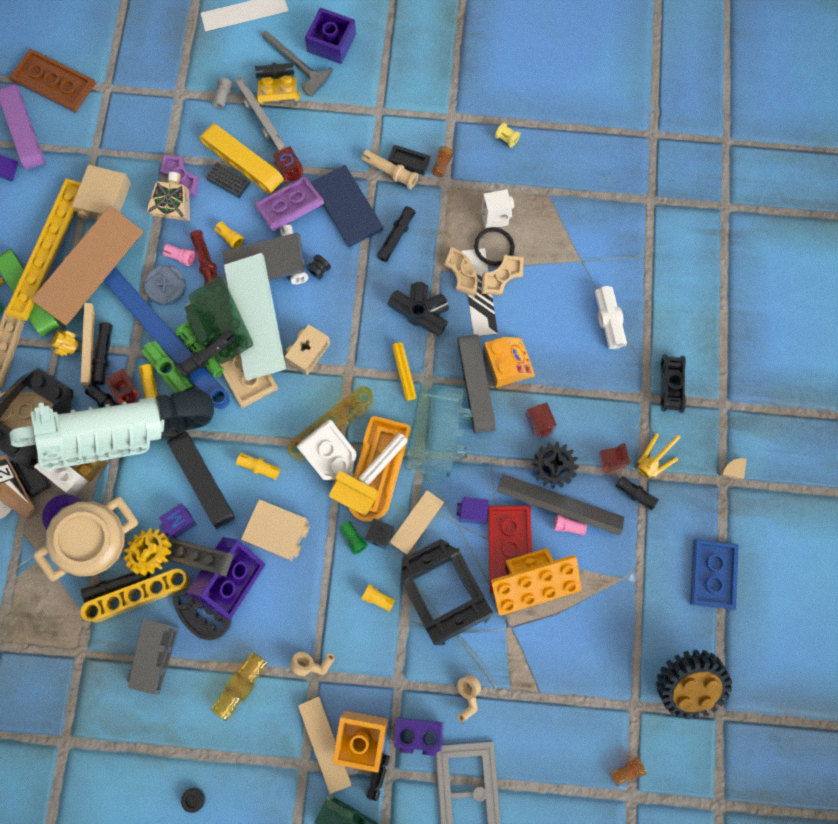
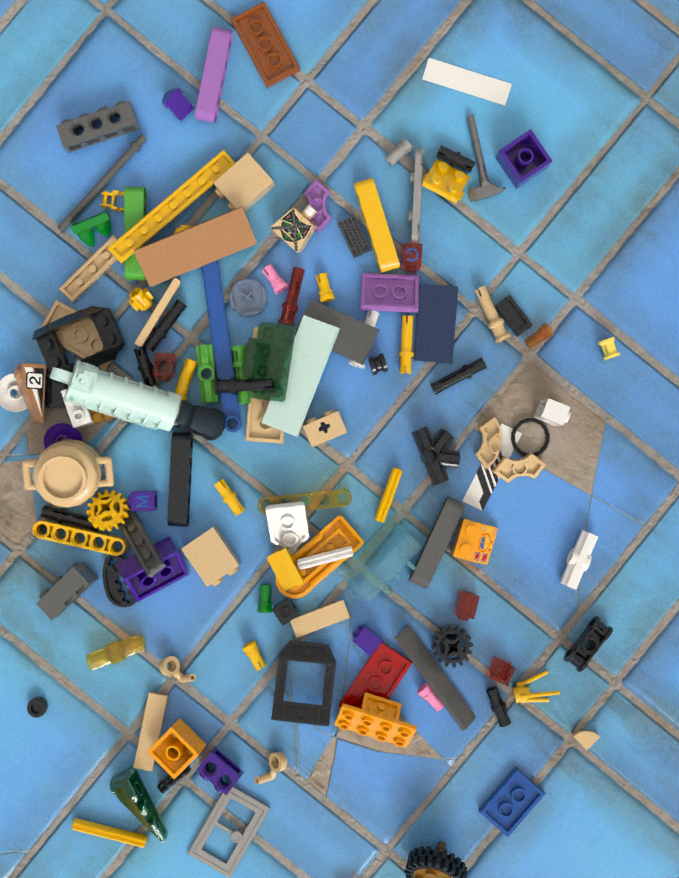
camera: 40 degrees right, 15 degrees up
(333, 237) = (406, 345): none -> yellow pin

